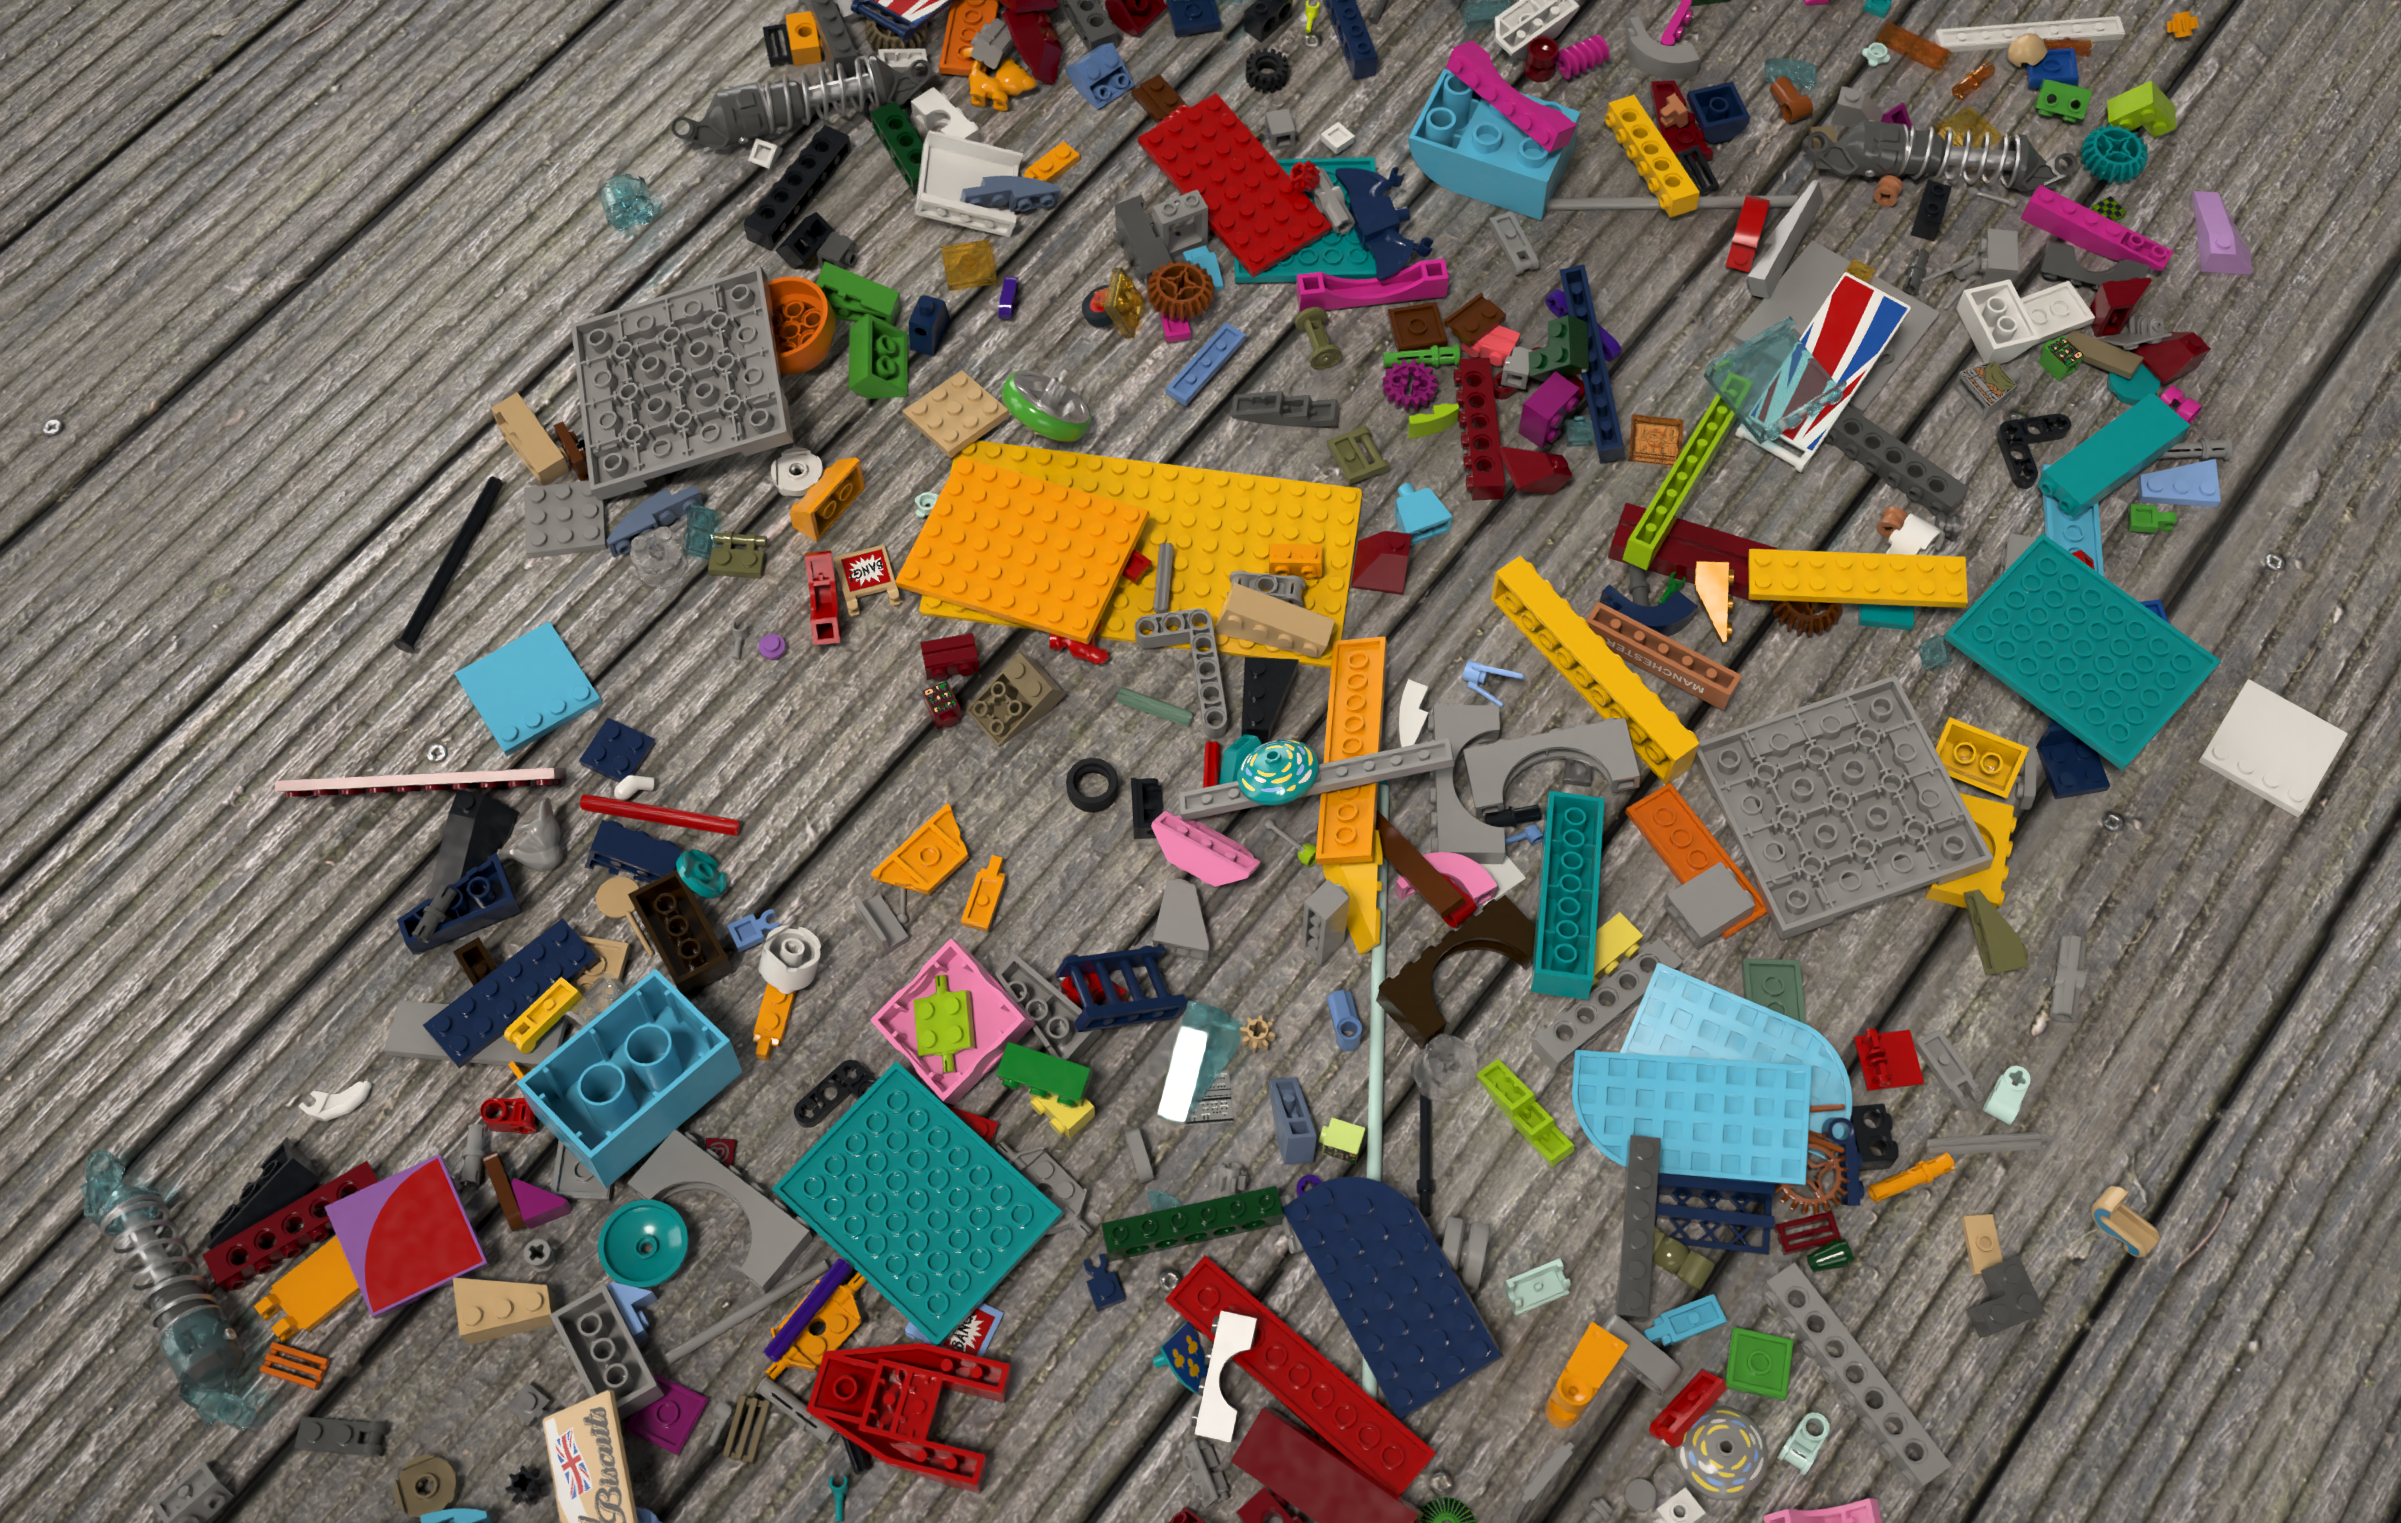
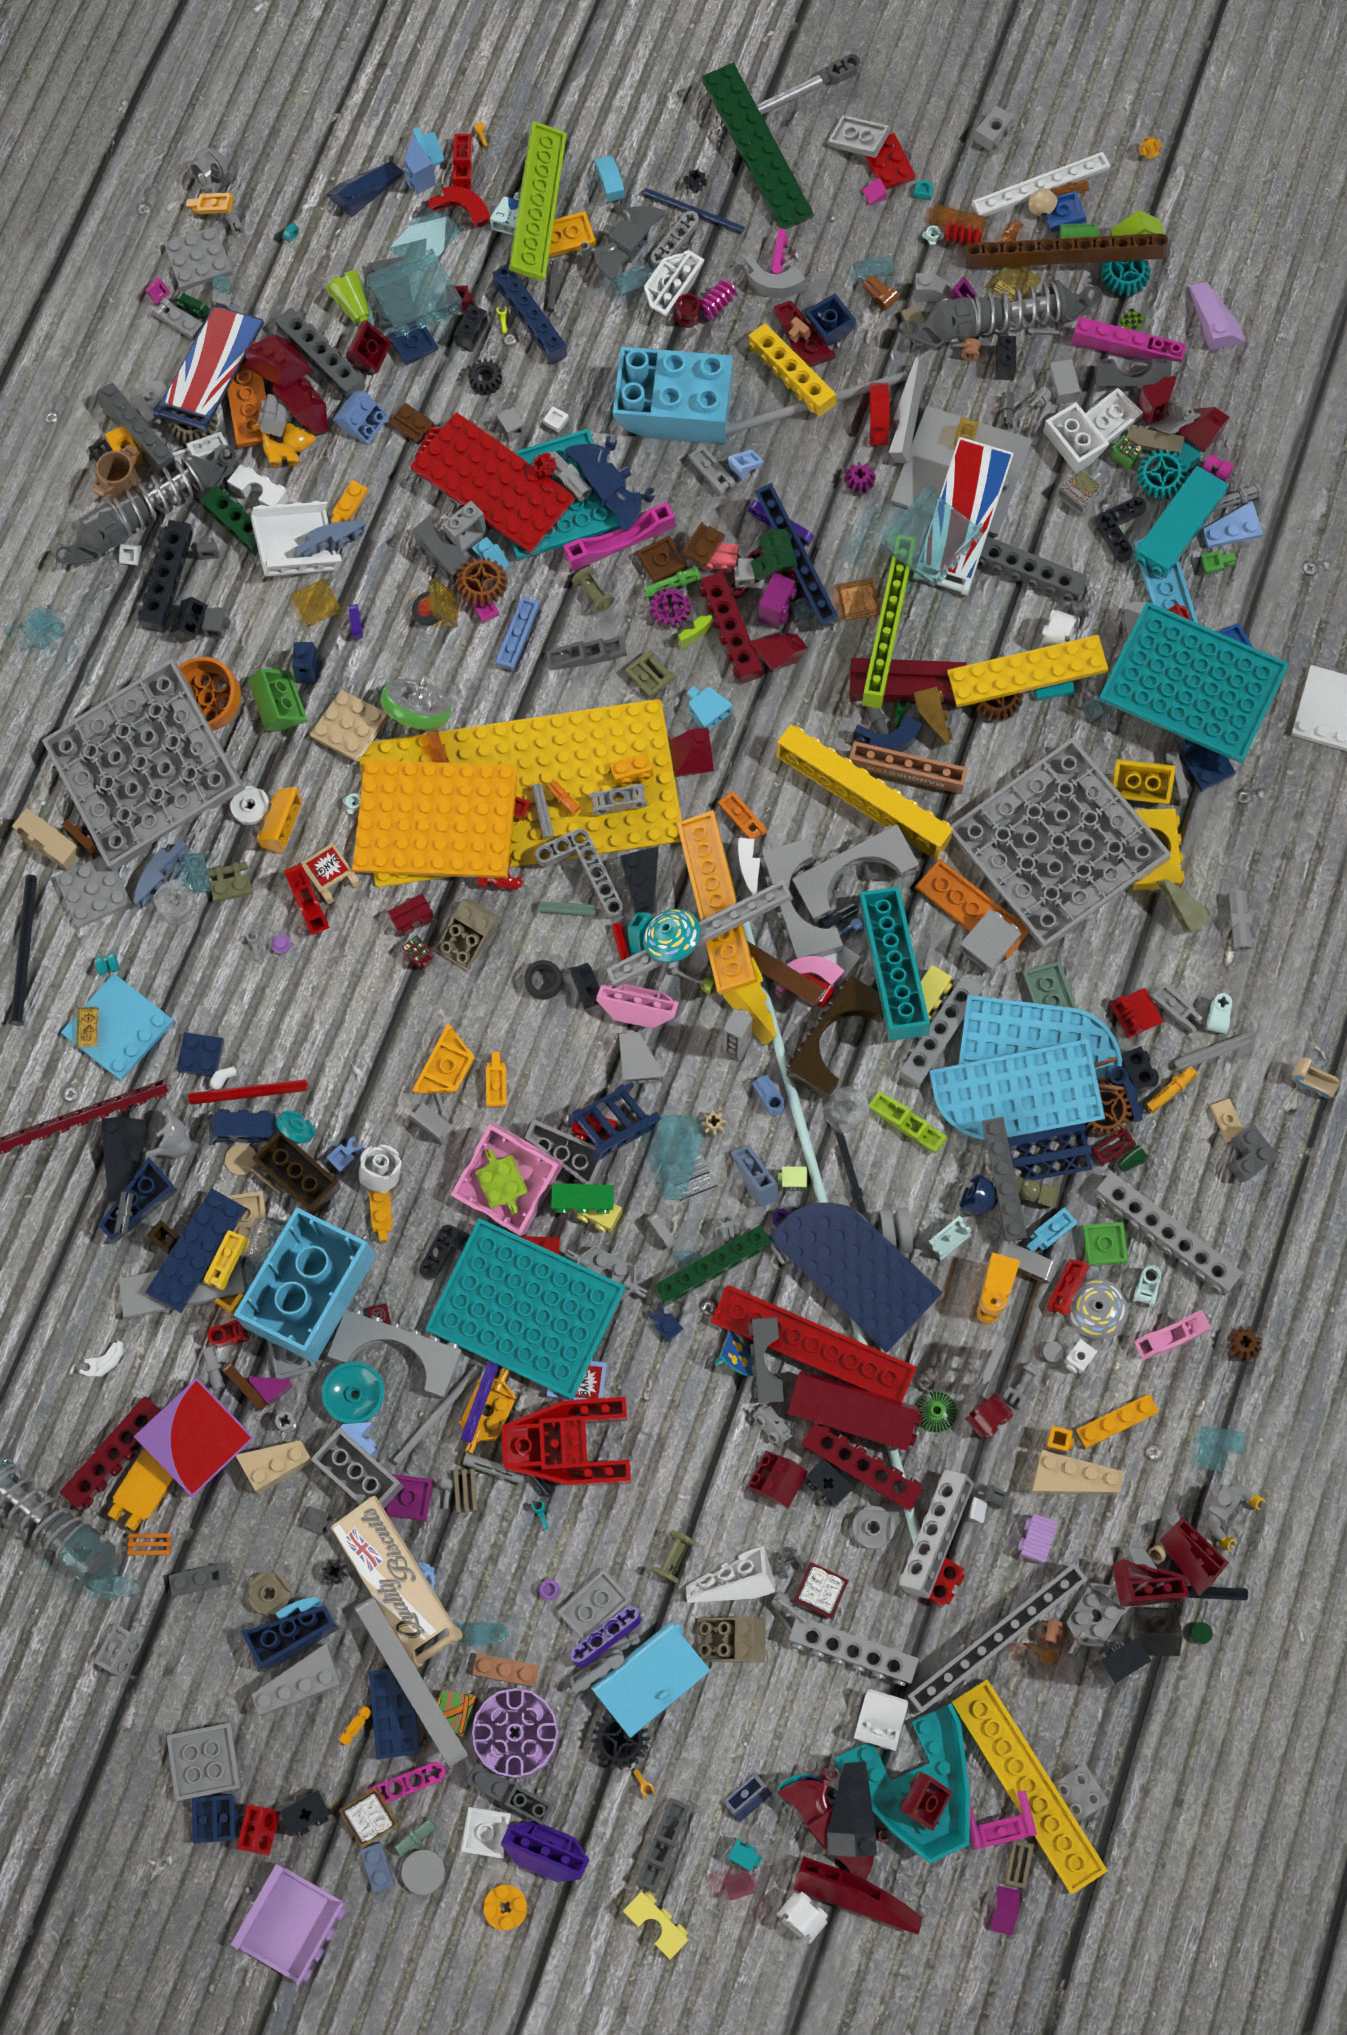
camera: 15 degrees left, 10 degrees up
(284, 1180) = (88, 1430): black wedge -> none
(489, 675) = (87, 1026): none -> clear orange tile
(544, 607) = (107, 963): none -> teal wheel
(780, 53) = (117, 473): none -> medium nougat container
(856, 296) = (246, 655): bright green wedge -> none
(859, 172) = (208, 550): none -> dark grey tile
(1056, 466) = (438, 749): none -> clear orange pin
(1196, 569) = (564, 797): none -> orange axle
(1273, 622) = (631, 823): tan wedge -> none
(1421, 656) = (741, 816): none -> orange plate
(1478, 673) = (784, 816): light blue plant -> none
(1541, 123) = (710, 378): dark pink arch -> none
(1554, 243) = (743, 462): none -> light blue slope
(1596, 1242) = (979, 1197): none -> dark blue cylinder
(1701, 299) = (854, 474): none -> magenta gear
(1705, 167) = (817, 361): black tile -> none
(1892, 519) = (1040, 616): nougat wheel -> none
(1915, 62) = (962, 233): none -> red piece
(2045, 108) = (1067, 250): none -> reddish brown beam
(2118, 393) = (1170, 473): none -> teal gear

